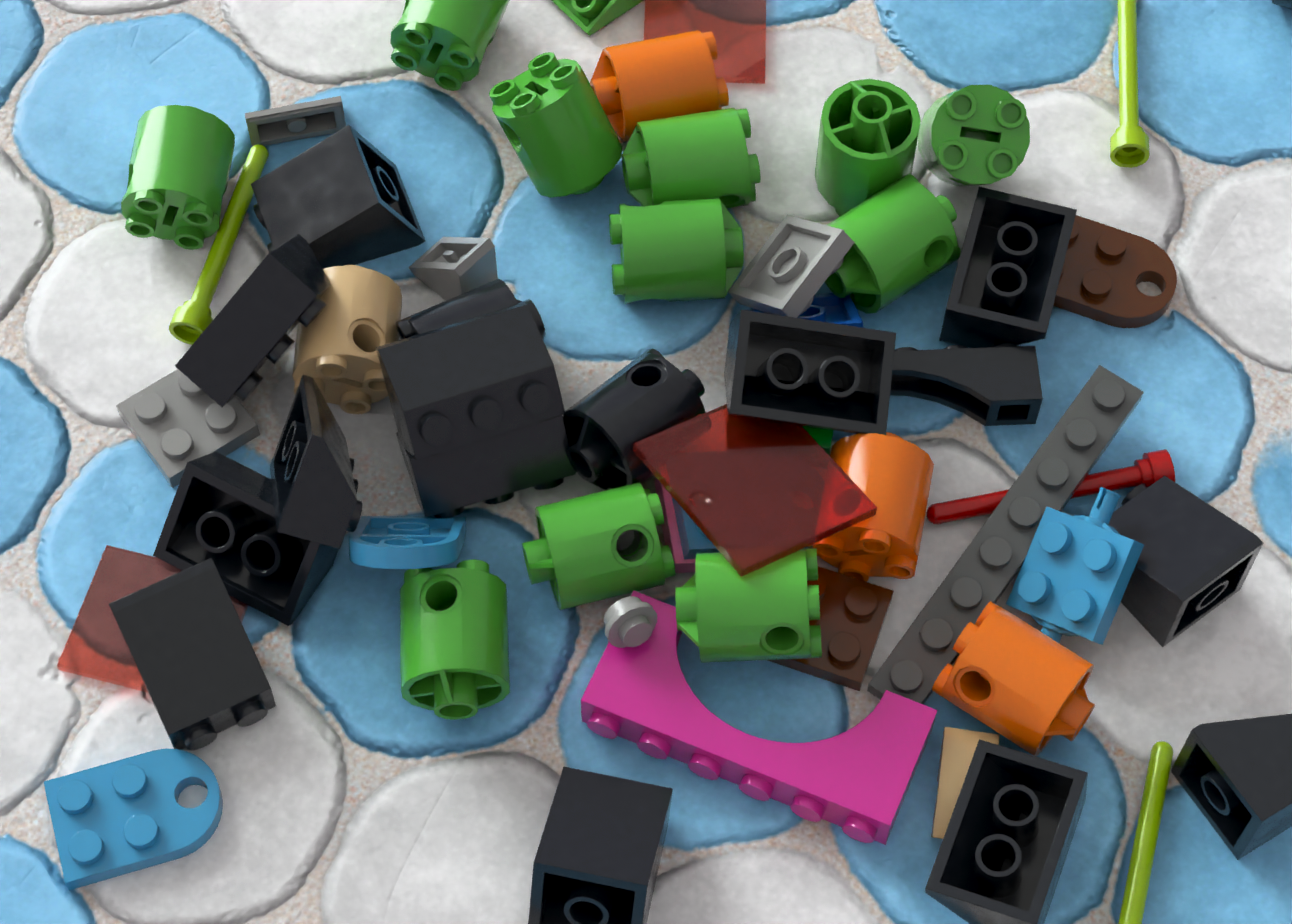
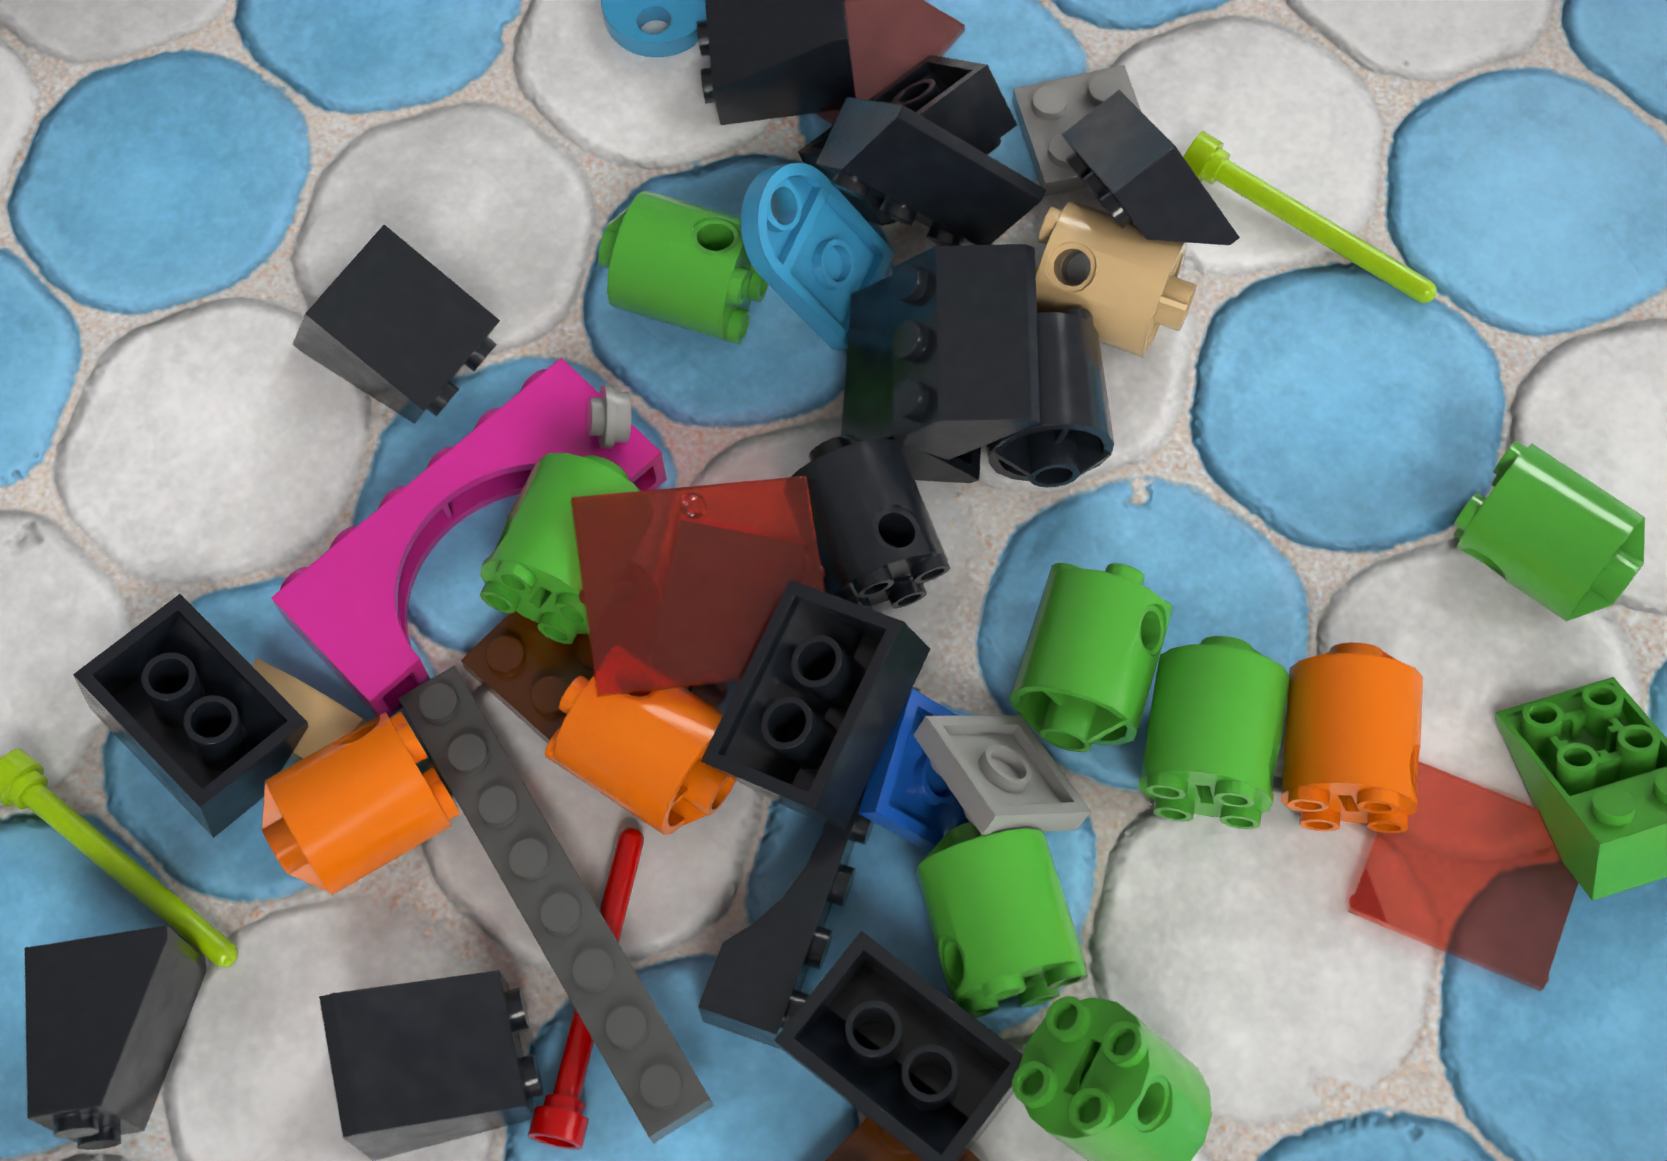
camera: 115 degrees right, 5 degrees up
(178, 175) = (1401, 177): bright green cylinder -> none
(295, 121) = (1460, 338): light grey slope -> none
(340, 200) = (1302, 337): black slope -> none
(457, 265) = (1171, 435): light grey slope -> none
(557, 126) = (1315, 576): bright green cylinder -> none
(580, 548) = (729, 421): bright green cylinder -> none
(864, 141) = (1157, 943): bright green cylinder -> none
(1076, 572) = (451, 930): dark azure plate -> none

